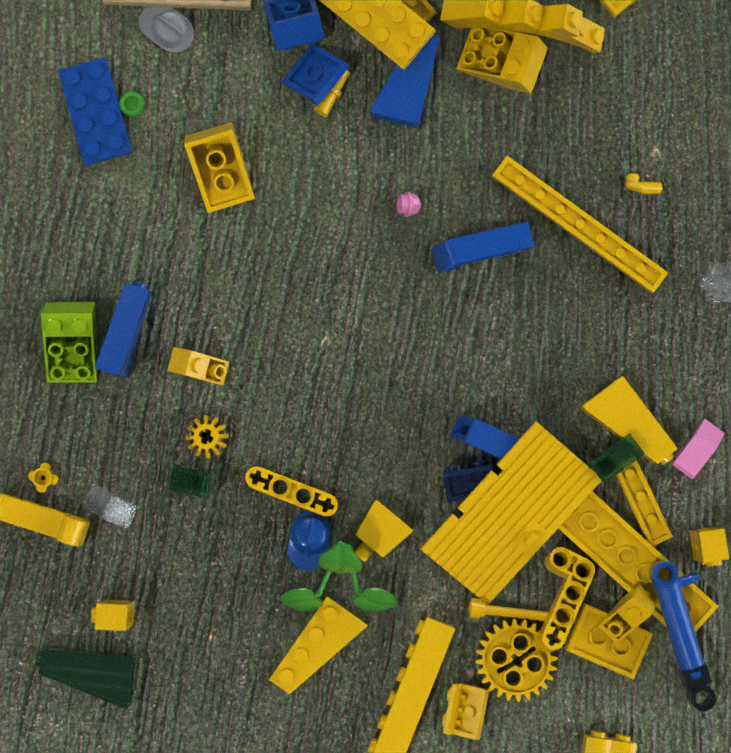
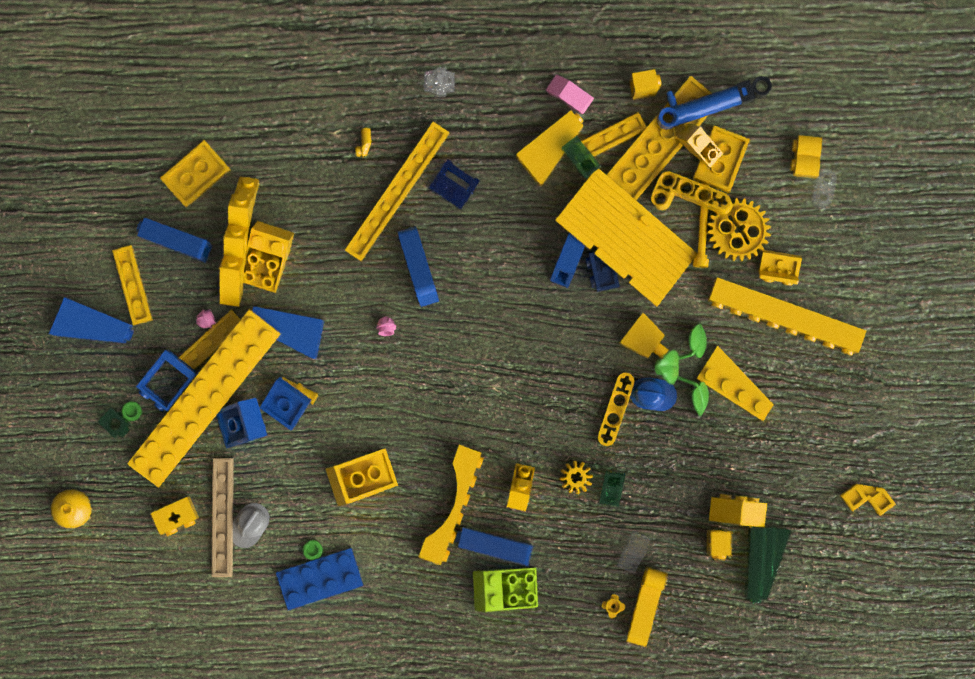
camera: 90 degrees left, 0 degrees up
(153, 641) = (738, 511): none -> yellow brick
(227, 296) = (436, 544): none -> yellow arch
(580, 291) = (451, 190): none -> clear blue plate

